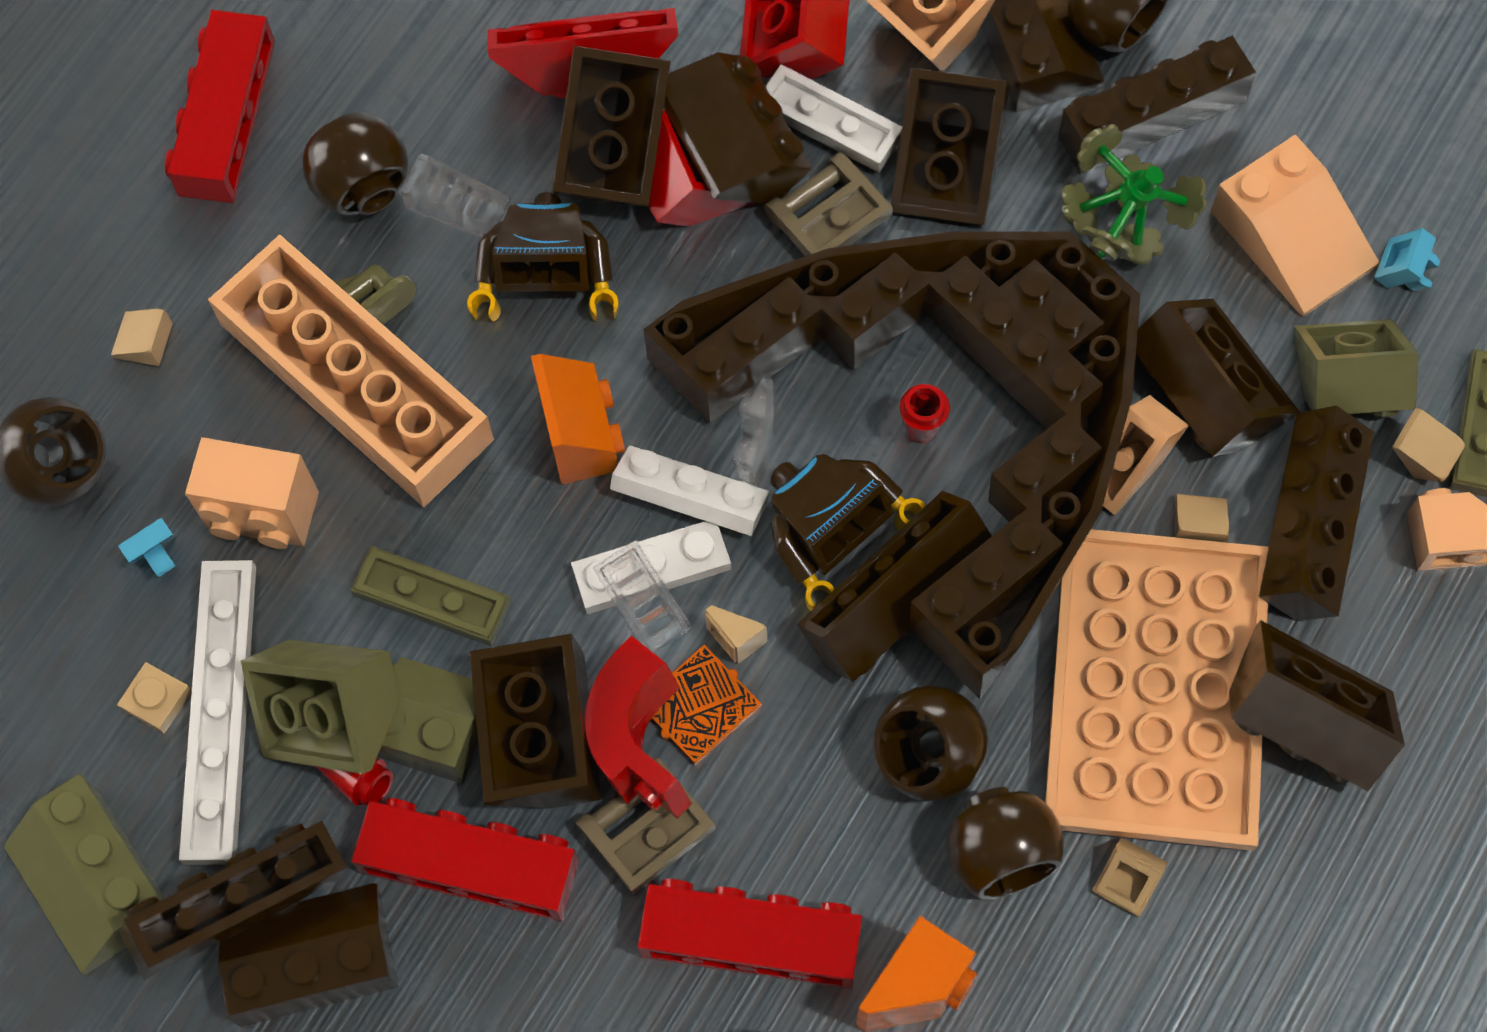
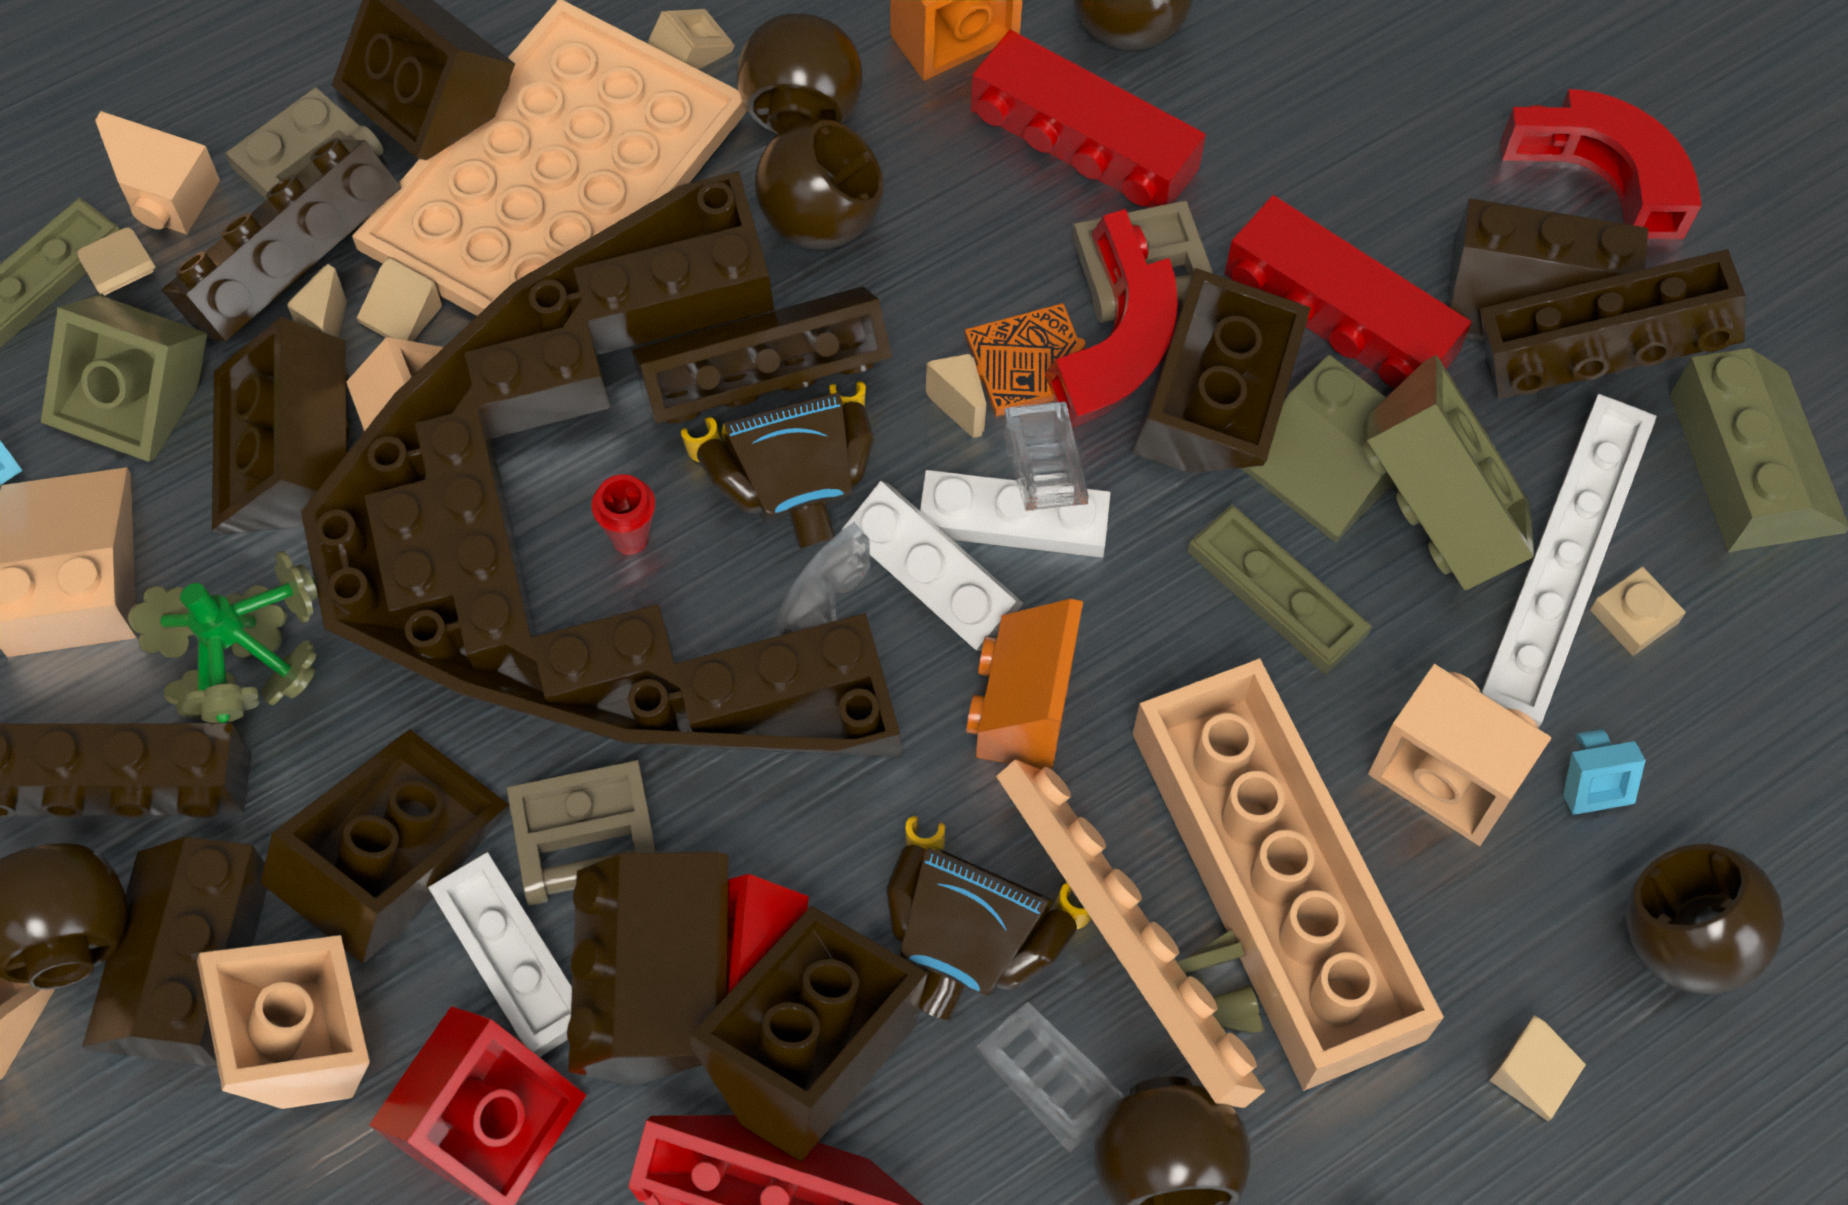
camera: 160 degrees left, 5 degrees down
(433, 276) = (1141, 946): none -> light nougat plate
(1249, 477) = (320, 303): none -> tan slope
(1380, 624) = (290, 138): none -> dark tan plate

